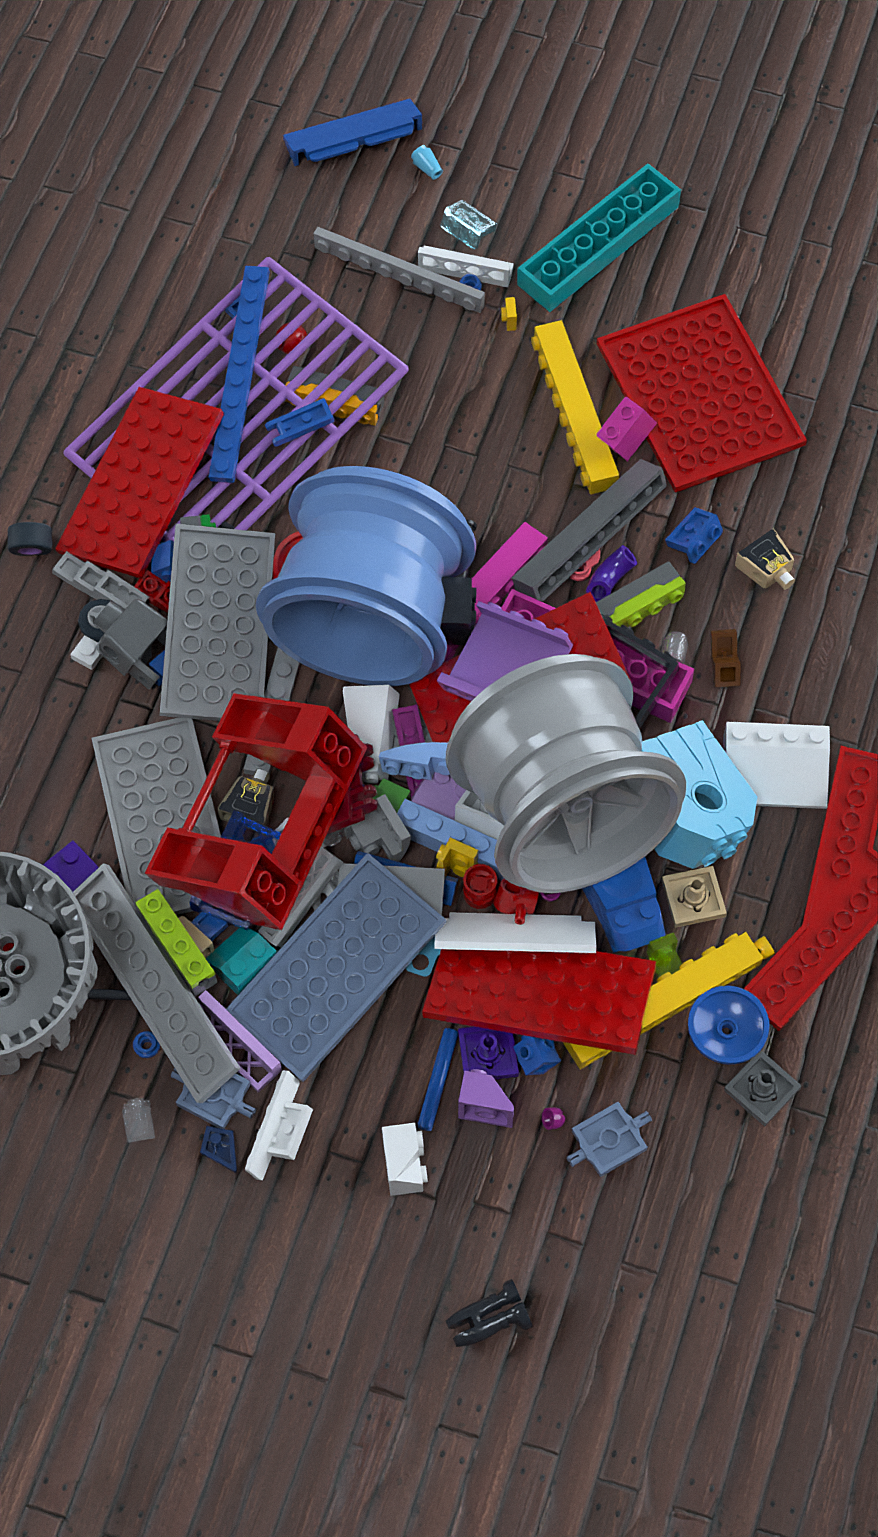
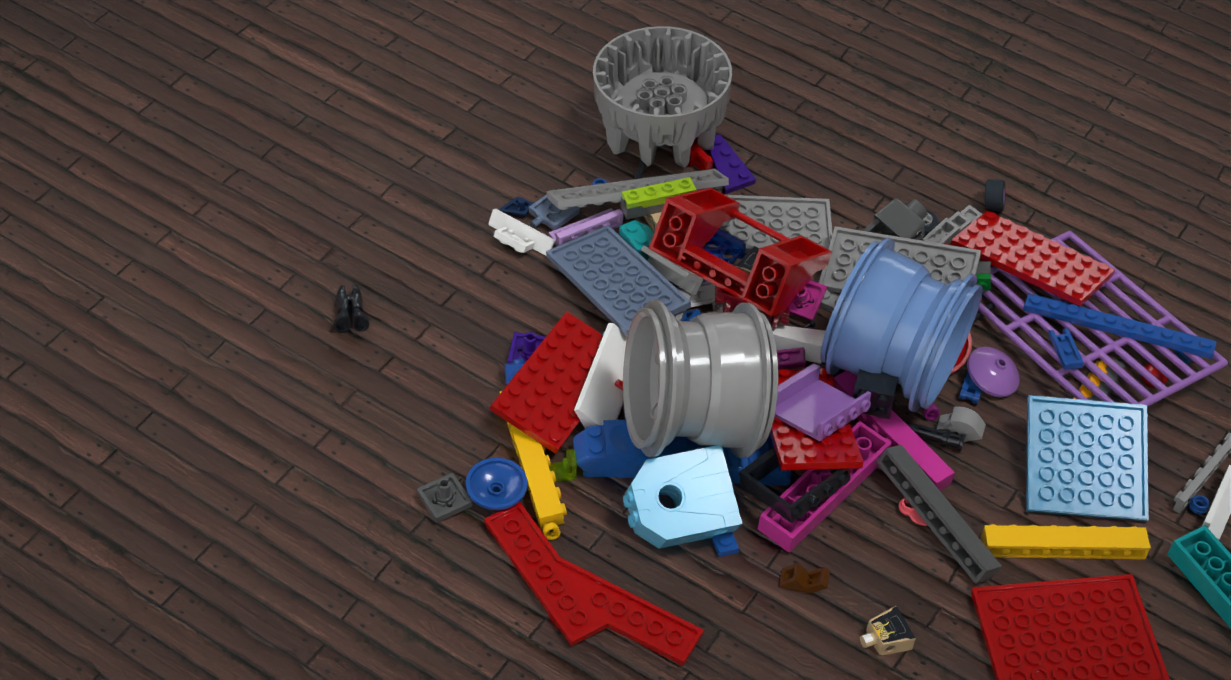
camera: 100 degrees right, 15 degrees down
(138, 1120) = (550, 171): clear bracket -> none
(402, 1155) = (469, 282): white slope -> none
(437, 1079) = (517, 320): blue axle -> none
(457, 389) = (1087, 458): none -> dark azure tile
(484, 1100) = (493, 332): medium lavender slope -> none
(508, 314) = (1165, 522): yellow plate -> none
(552, 1118) = (469, 374): magenta hinge -> none
(609, 1139) = (442, 400): sand blue plate -> none
(610, 572) = (897, 520): dark purple cylinder -> none
(626, 428) = (1024, 555): dark pink panel -> none
(643, 596) = (869, 532): piece -> none
(677, 645) = (818, 544): clear brick -> none
(693, 888) = (605, 494): tan plate -> none
(695, 534) = (924, 591): blue bracket -> none
(781, 762) = (700, 583): white slope -> none

